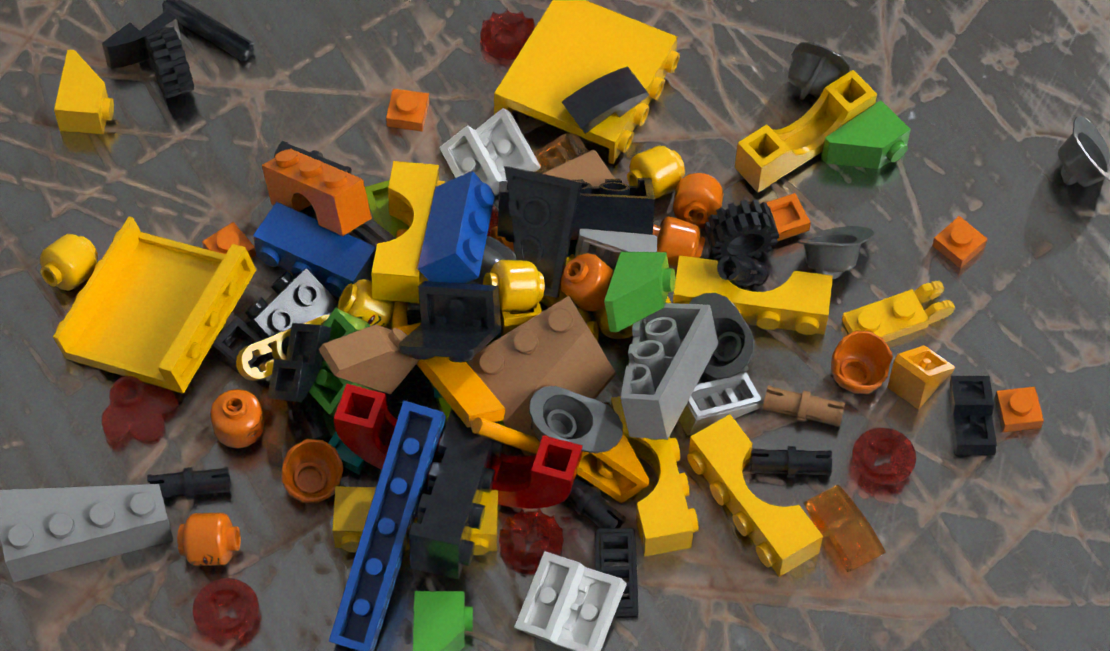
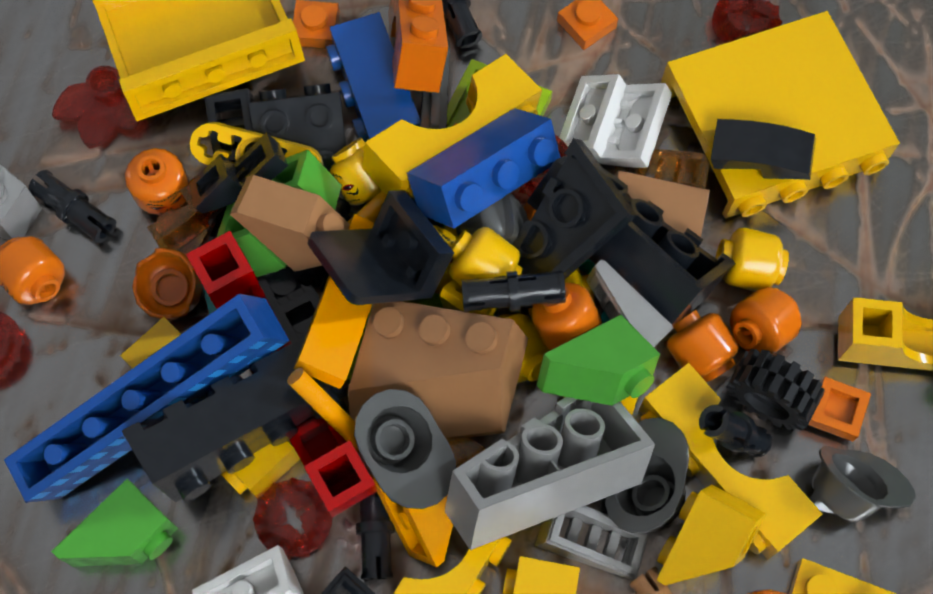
camera: 45 degrees right, 10 degrees up
(551, 281) = (513, 291): none -> black pin
(787, 337) = (712, 538): none -> yellow slope

